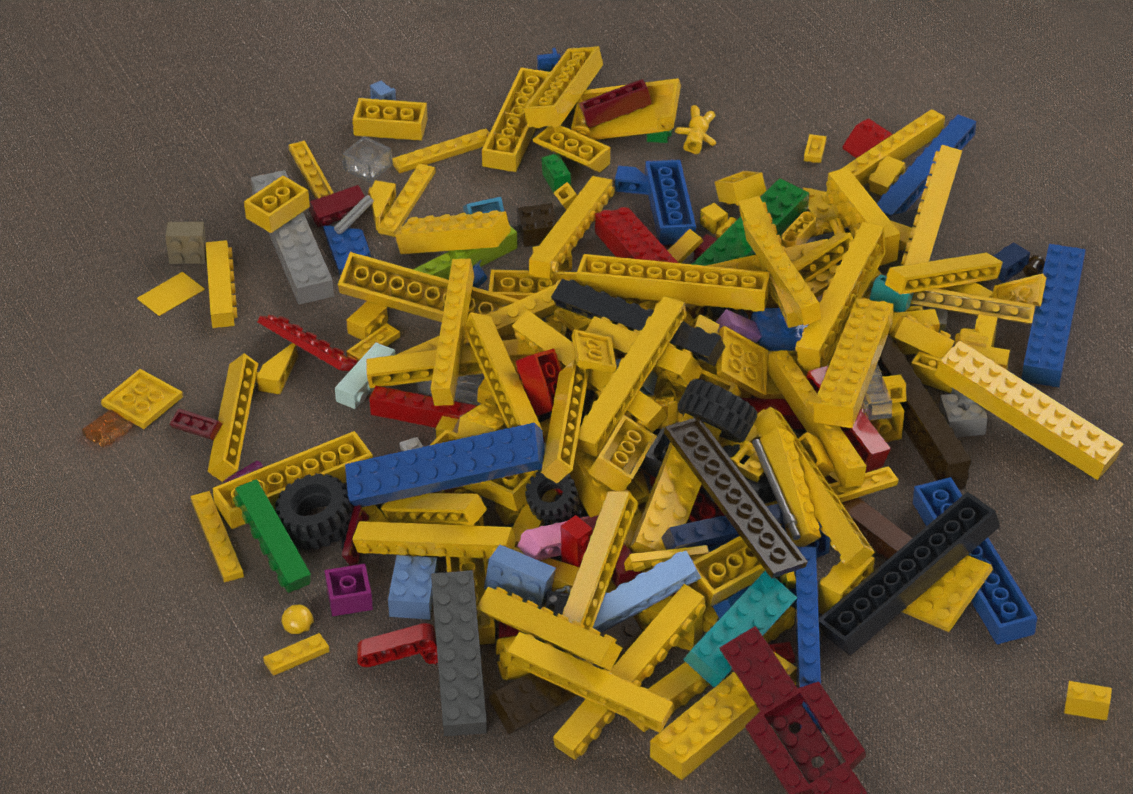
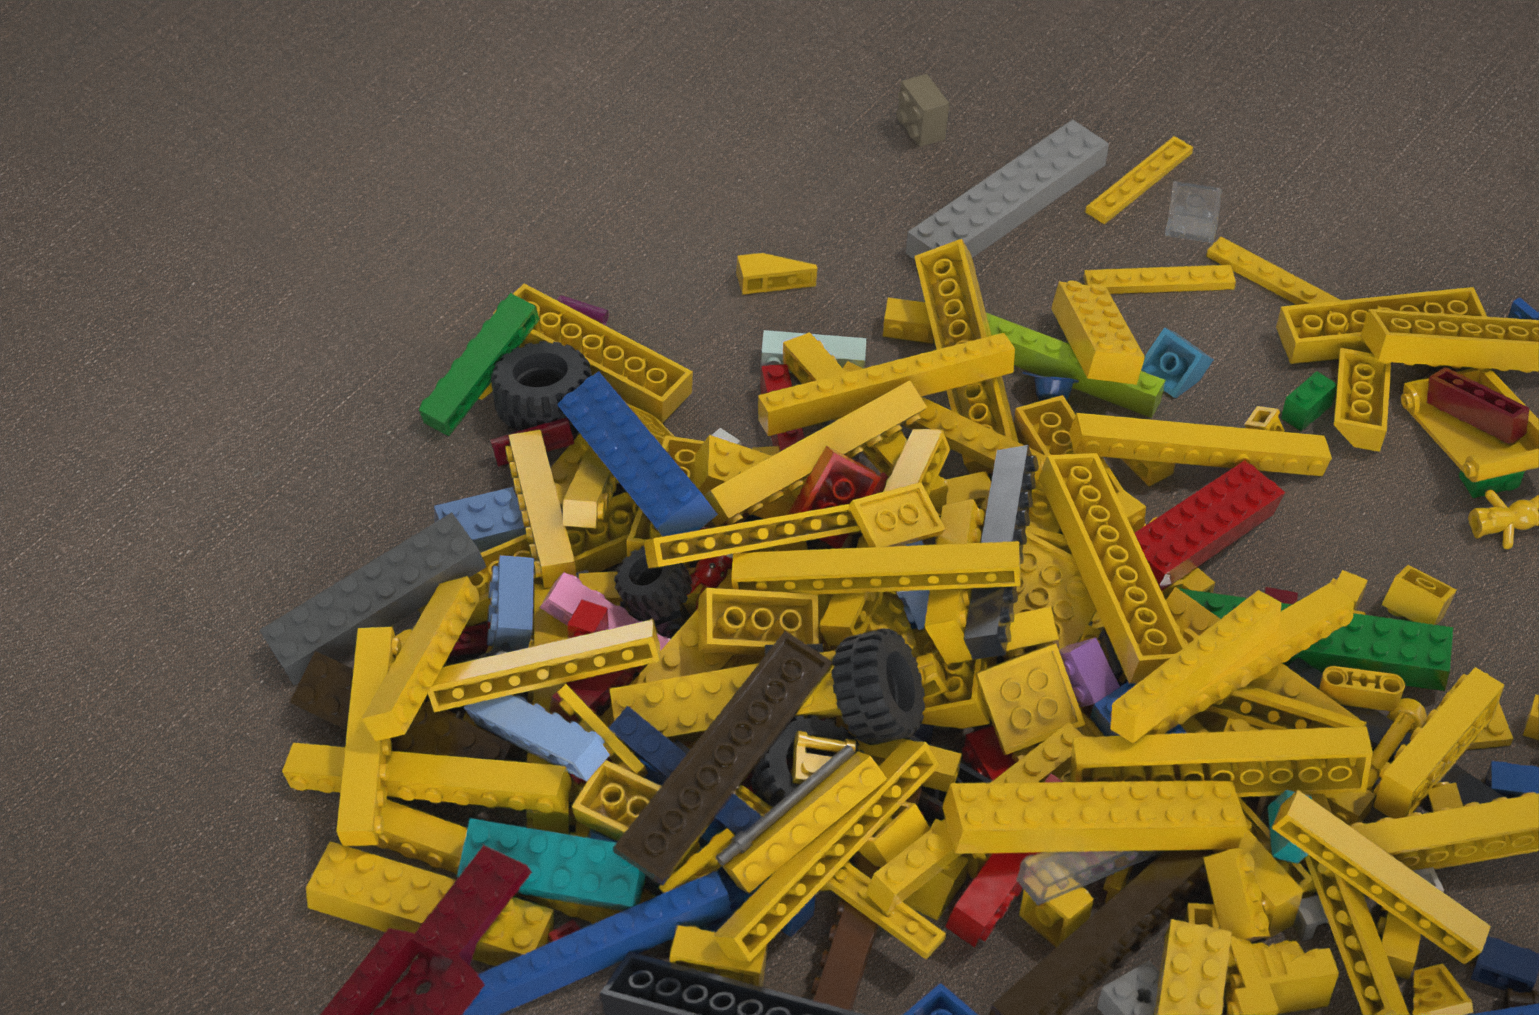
camera: 60 degrees right, 5 degrees up
(106, 428) = (590, 169): clear orange plate -> none
(142, 398) = (652, 178): yellow plate -> none
(170, 293) = (847, 137): yellow piece -> none
(195, 424) = (632, 235): dark red tile -> none
(217, 536) = (456, 337): yellow plate -> none
(220, 284) = (883, 168): yellow brick -> none
(234, 417) = (663, 262): yellow brick -> none
(276, 204) = (1021, 151): yellow brick -> none
(296, 654) = (327, 464): yellow plate -> none
(297, 619) = (379, 443): yellow hair -> none
(308, 342) = (828, 279): red plate -> none
(335, 206) = (1090, 218): dark red brick -> none
(342, 244) = (1032, 257): blue wing -> none
(348, 590) = (440, 467): magenta brick -> none
(353, 214) = (1080, 235): light grey axle -> none
(382, 91) = (1331, 183): medium blue brick -> none
(383, 198) = (1133, 251): yellow slope -> none
(384, 335) = (878, 341): yellow plate -> none
(390, 119) = (1285, 205): yellow brick -> none
(398, 645) = (365, 535): red beam -> none
(535, 223) = (1198, 406): dark brown brick -> none
(630, 180) = (1356, 481): blue slope -> none
(669, 200) = (1337, 534): blue brick -> none
(685, 246) = (1244, 576): yellow tile -> none
(896, 387) = (1090, 887): yellow brick -> none

